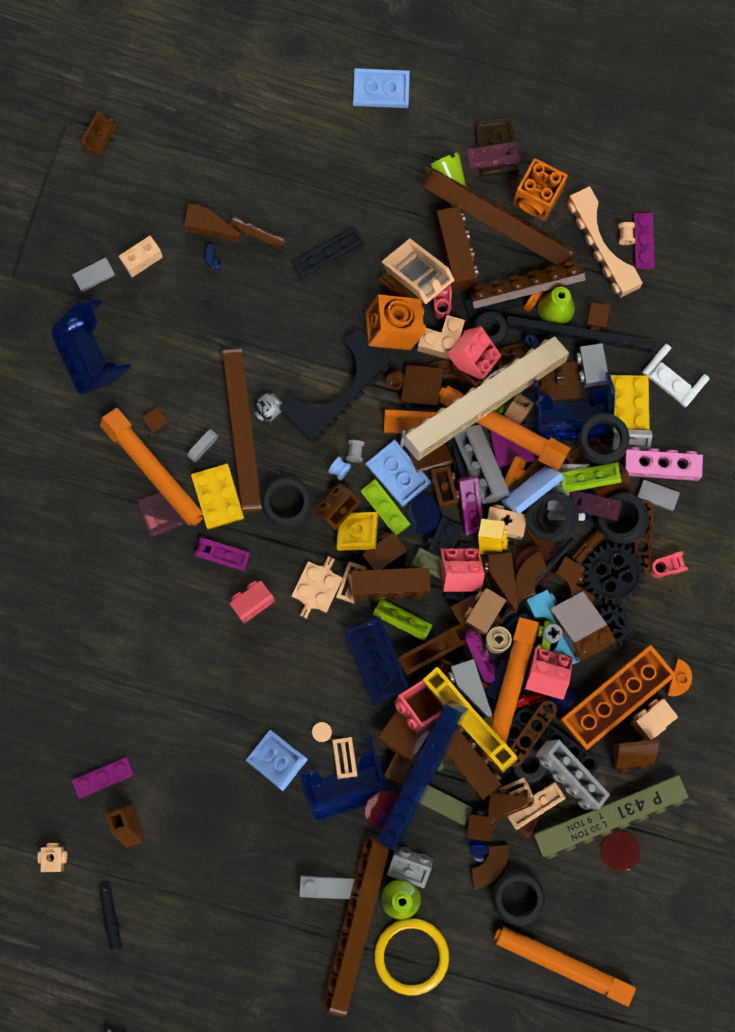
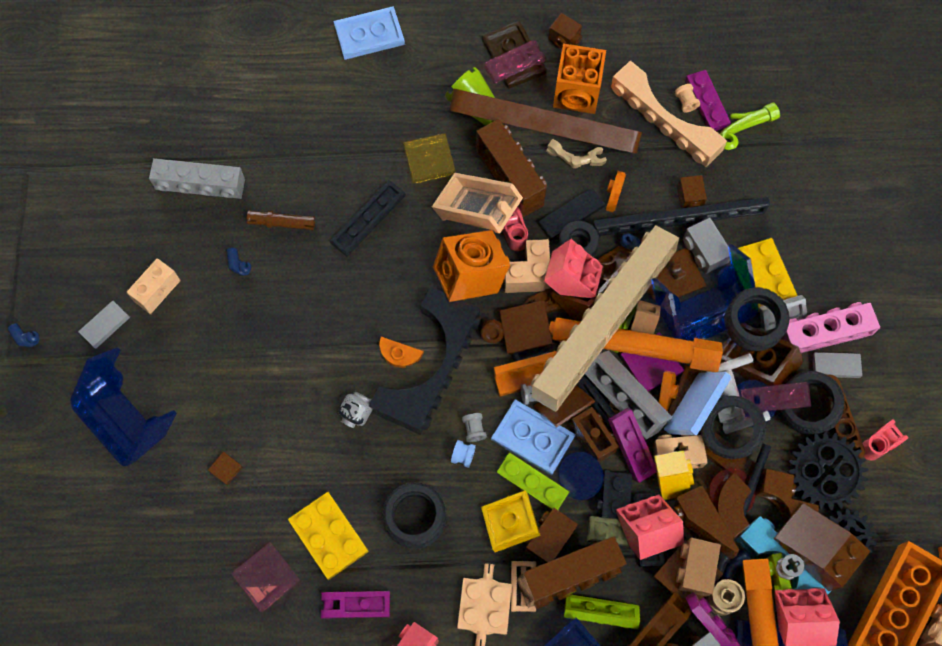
camera: 15 degrees left, 10 degrees down
(28, 266) = (23, 339): none -> dark blue arm
(98, 134) = (66, 170): reddish brown hinge -> none
(120, 430) = (184, 494): orange brick -> none
(200, 175) = (197, 178): none -> light grey brick
(202, 445) = (291, 480): light grey beam -> none
(205, 222) = (218, 226): reddish brown slope -> none
(242, 430) = (334, 448): reddish brown beam -> none
(316, 374) = (399, 354): none -> orange plate
(337, 506) = (476, 499): reddish brown brick -> none
(394, 217) = (429, 158): none -> clear yellow tile
(395, 287) = (452, 229): reddish brown axle -> none
(515, 259) = (555, 149): none -> tan piece
(531, 283) = (603, 180): reddish brown plate -> none
(546, 142) = (565, 31): none -> reddish brown brick
(556, 306) = (643, 193): lime cone -> none
(587, 547) = (783, 449): reddish brown axle -> none
(591, 477) = (761, 366): lime plate -> none
(669, 268) = (746, 120): none -> lime plant
(670, 381) = (797, 235): white plate -> none

